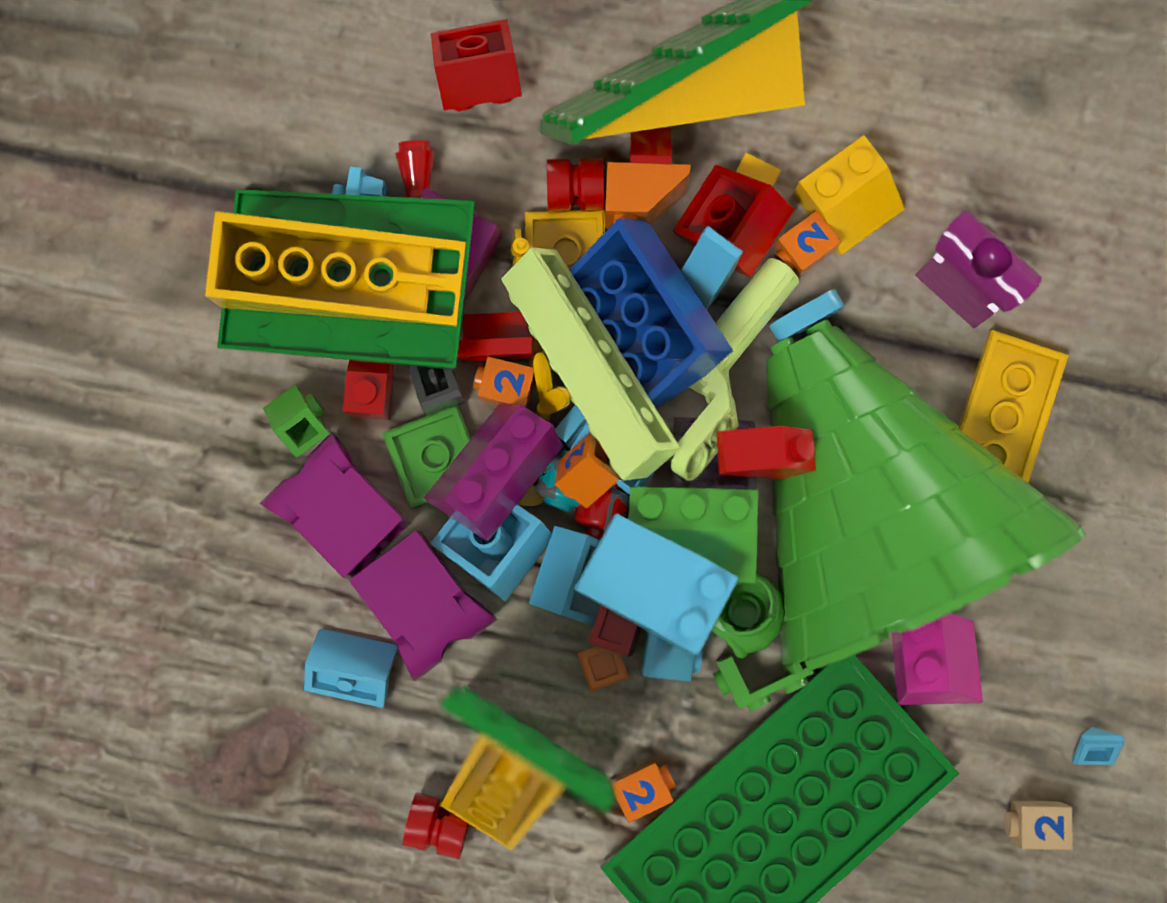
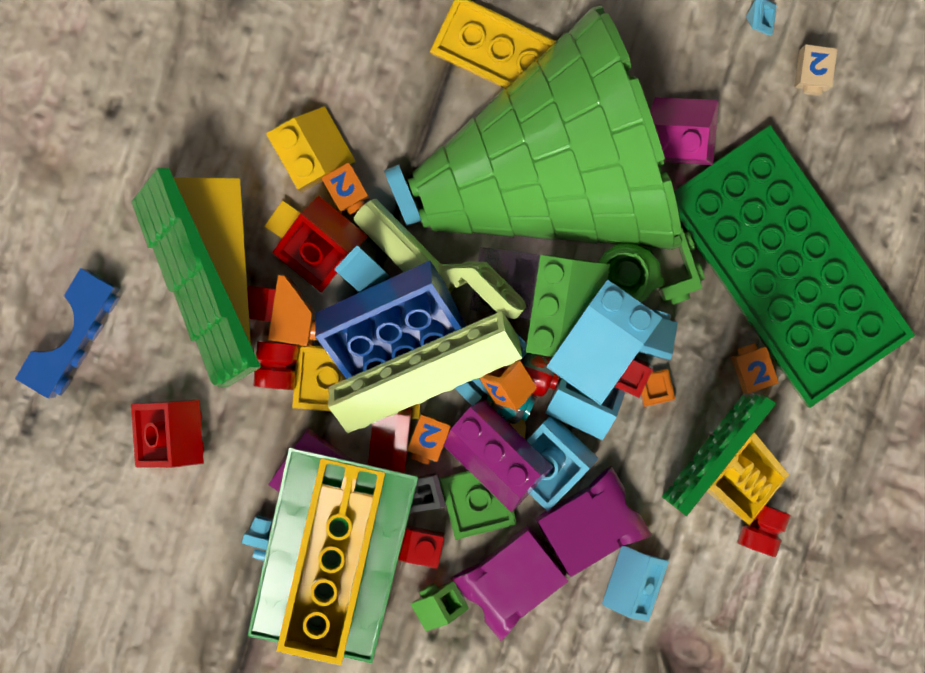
camera: 85 degrees left, 5 degrees up
(415, 166) = (245, 490): red cone -> none
(519, 245) = (324, 416): yellow piece -> none
(550, 399) = (447, 405): yellow piece -> none
(766, 452) = (511, 244): red slope -> none
(977, 272) = (388, 59): magenta piece -> none

